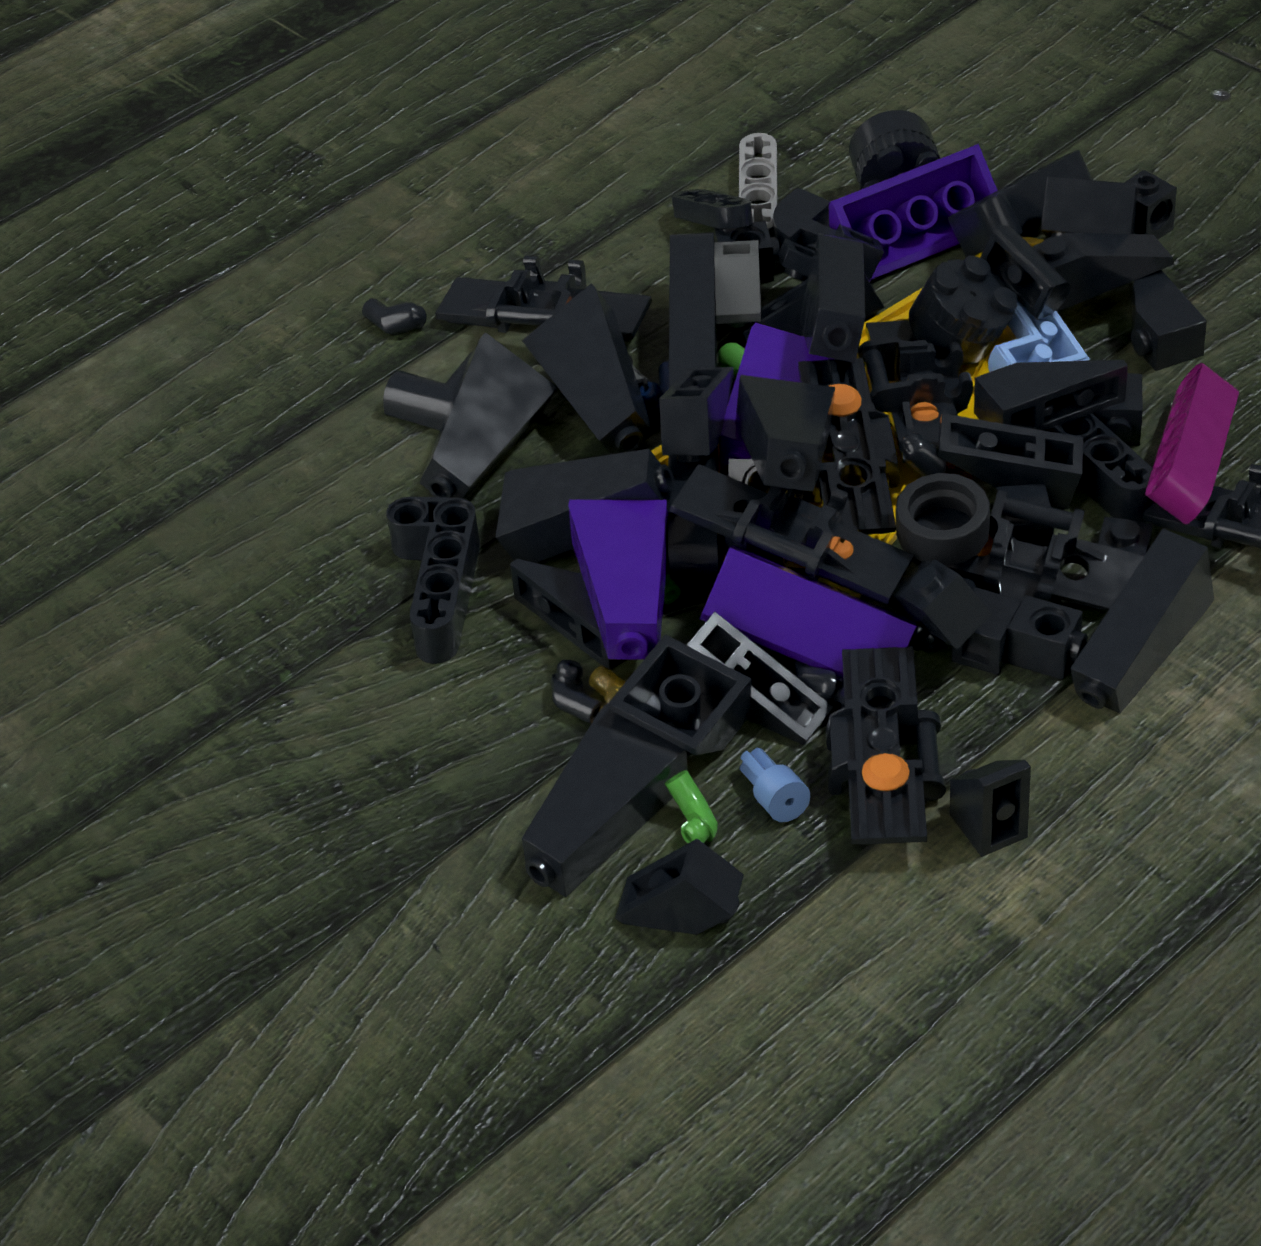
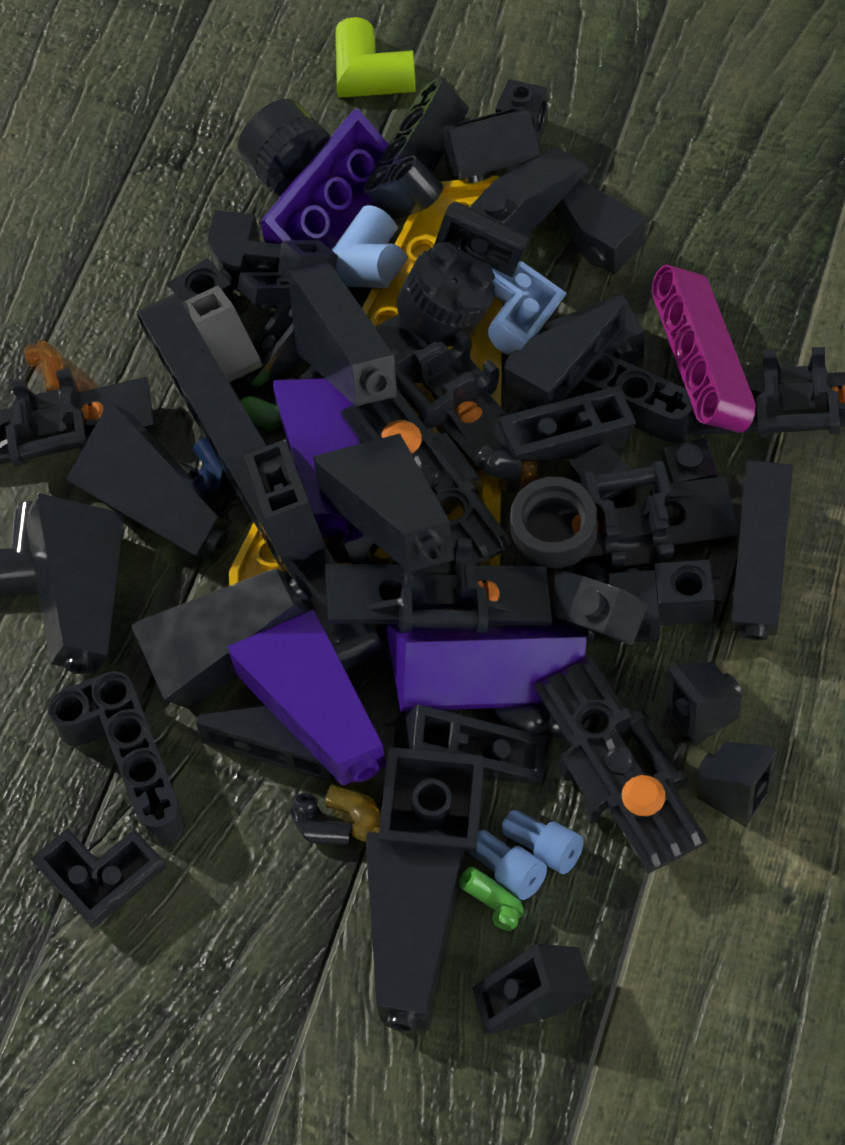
camera: 25 degrees left, 15 degrees up
(349, 662) = (98, 885): none -> black brick
(570, 250) = (50, 361): none -> clear orange arm
(712, 208) = (149, 261): black beam -> none
(727, 791) = (513, 868): none -> medium blue piece
(762, 188) = (166, 218): light grey beam -> none
(910, 267) = (364, 250): none -> light blue brick
(1000, 719) = (702, 699): none -> black slope
(1021, 131) = (364, 71): none -> lime brick

